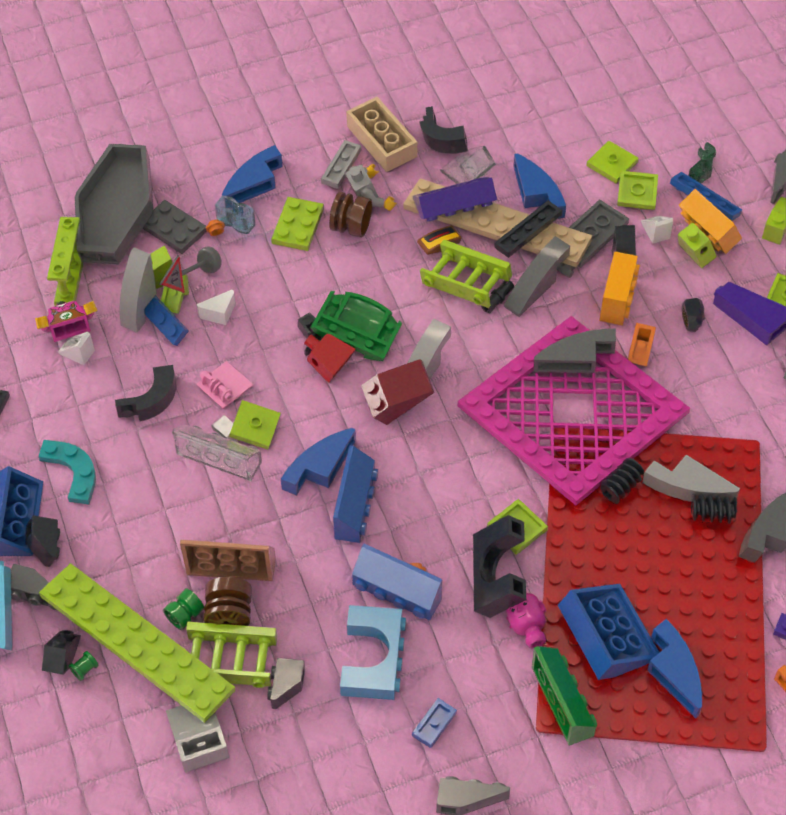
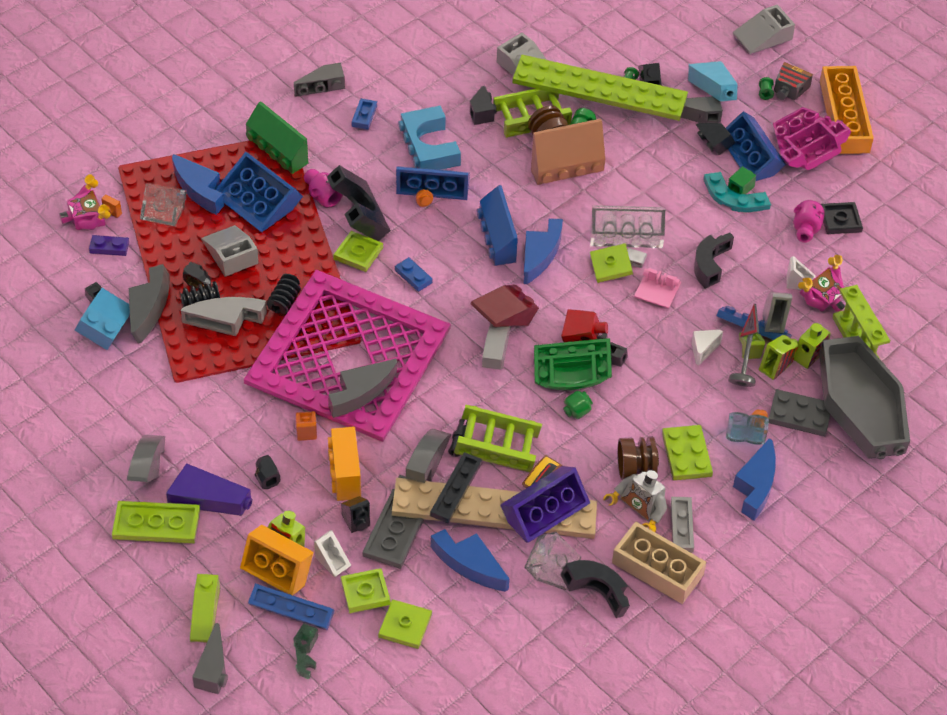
camera: 155 degrees right, 5 degrees down
(23, 398) = (808, 219): none -> dark pink piece
(55, 472) = (742, 181): none -> green brick
(113, 269) = (811, 340): none -> lime torso
(374, 287) = (577, 404): none -> green head
(467, 483) = (413, 274): none -> blue plate
(663, 560) = (231, 250): none -> light grey slope
(709, 537) = (195, 274): none -> black rock
(724, 652) = (162, 204): none -> clear slope

